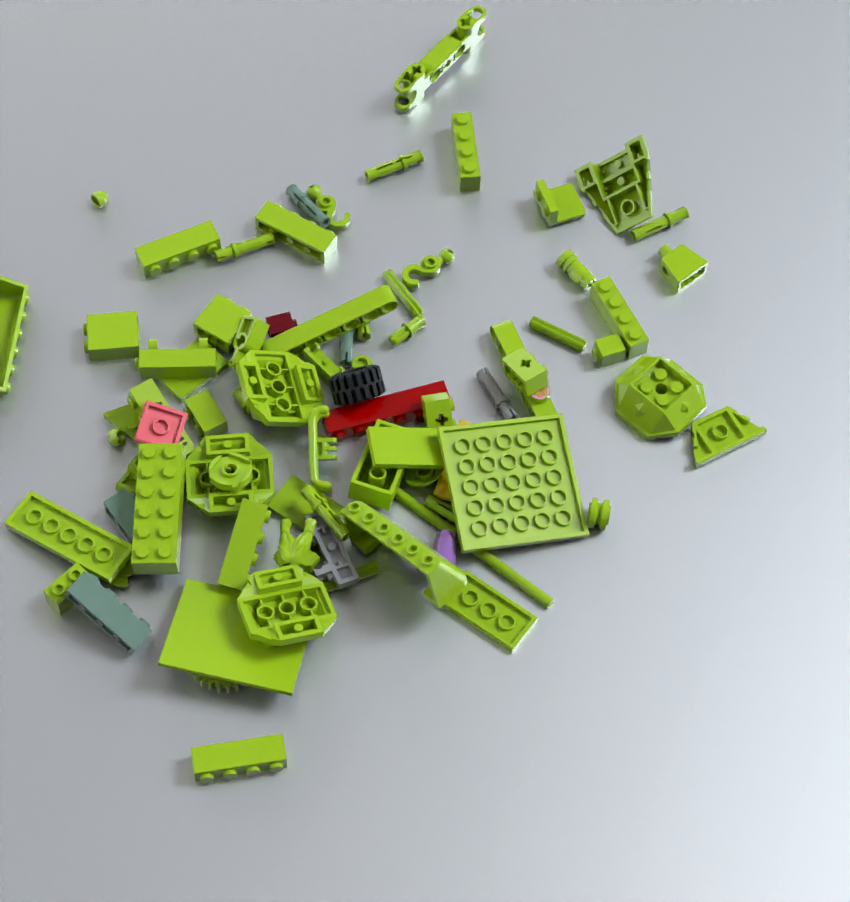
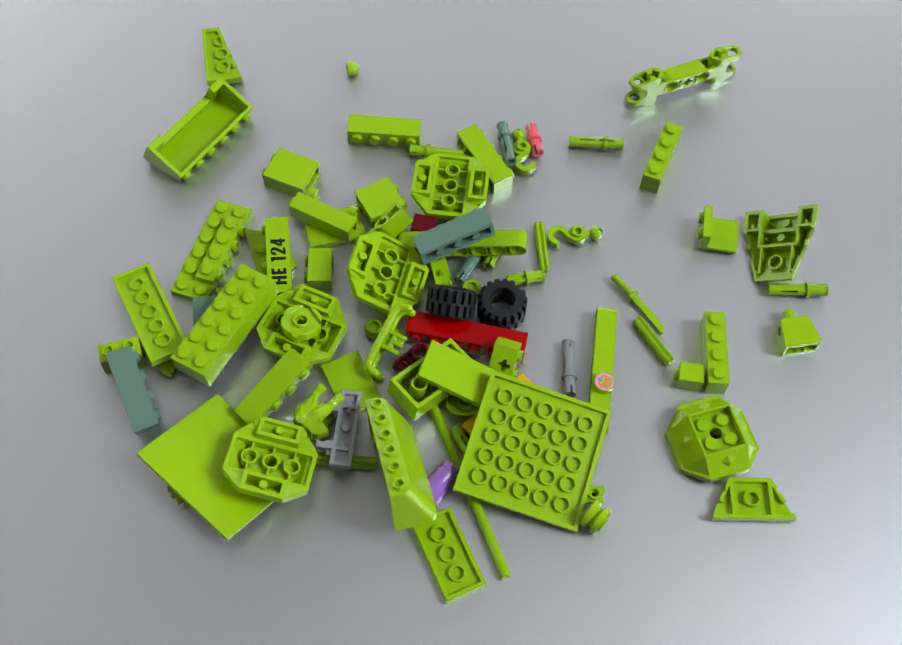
camera: 30 degrees right, 0 degrees up
(85, 449) = (212, 251): none -> lime plate
(117, 437) = (247, 253): lime hinge -> none
(160, 424) = (271, 258): coral tile -> none
(239, 758) = (156, 571): lime brick -> none
(289, 258) = (449, 185): none -> lime piece
(294, 447) = (373, 328): none -> lime plate
(320, 506) = (357, 388): lime pin -> none
(322, 320) = (454, 235): none -> sand green brick
(332, 189) = (534, 140): none -> coral pin
(349, 460) = (409, 357): none -> dark red piece
(403, 352) = (502, 292): none -> black tyre
(516, 301) = (633, 296): none -> lime sword
(525, 371) = (600, 359): lime brick -> none
(577, 272) = (700, 297): lime axle -> none
(587, 490) = (599, 494): none -> lime plate

